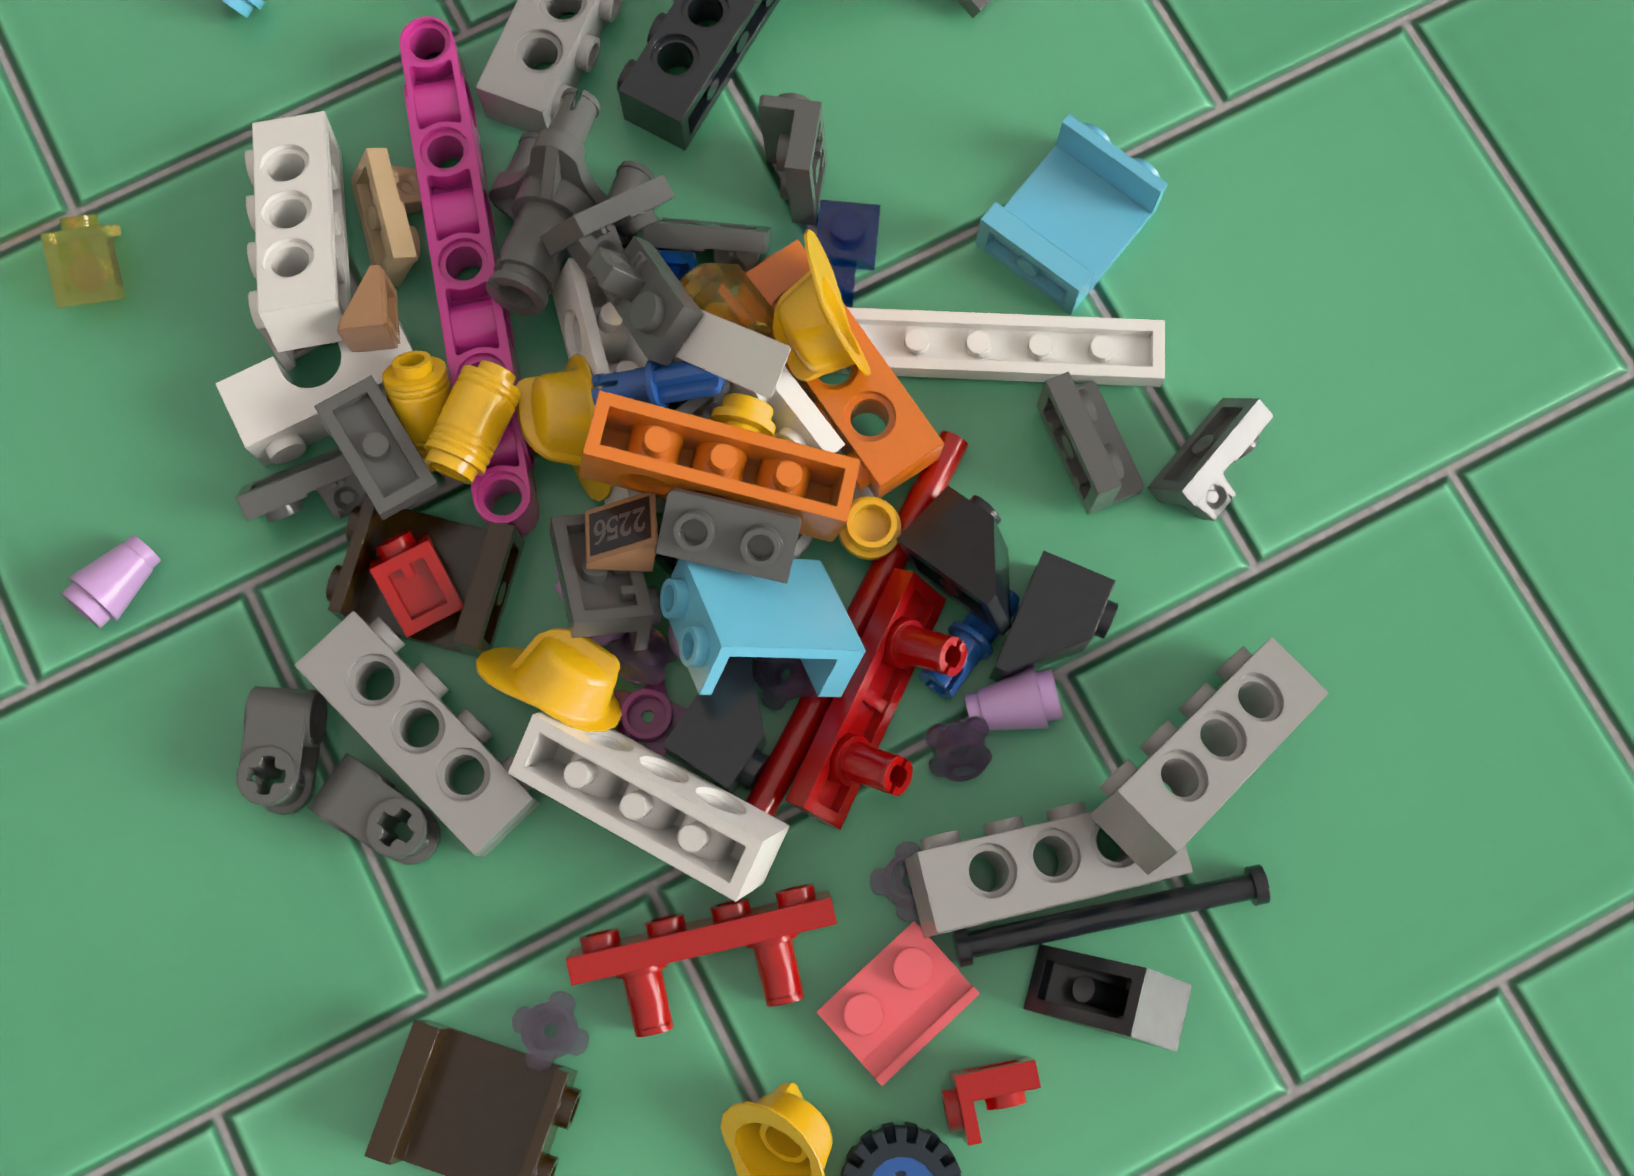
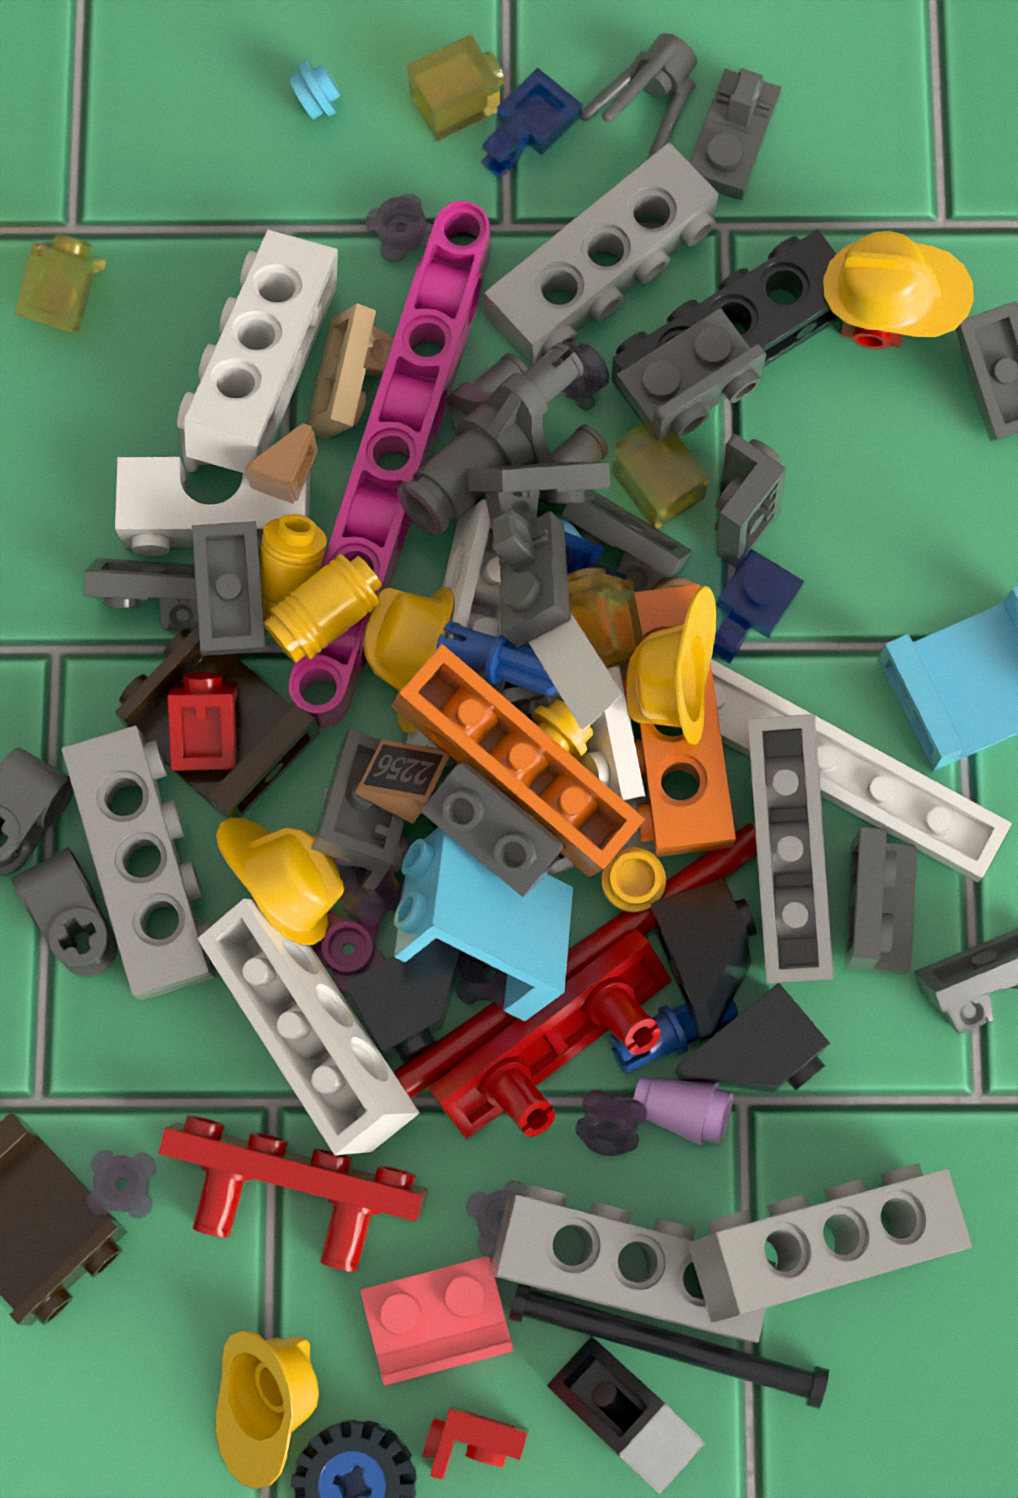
camera: 30 degrees right, 0 degrees up
(360, 62) = (397, 210): none -> clear purple plate
(605, 126) = (593, 379): none -> plate
(695, 70) = (691, 375): none -> dark grey bracket
(708, 172) = (658, 475): none -> clear yellow brick
(994, 428) = (790, 848): none -> light grey brick

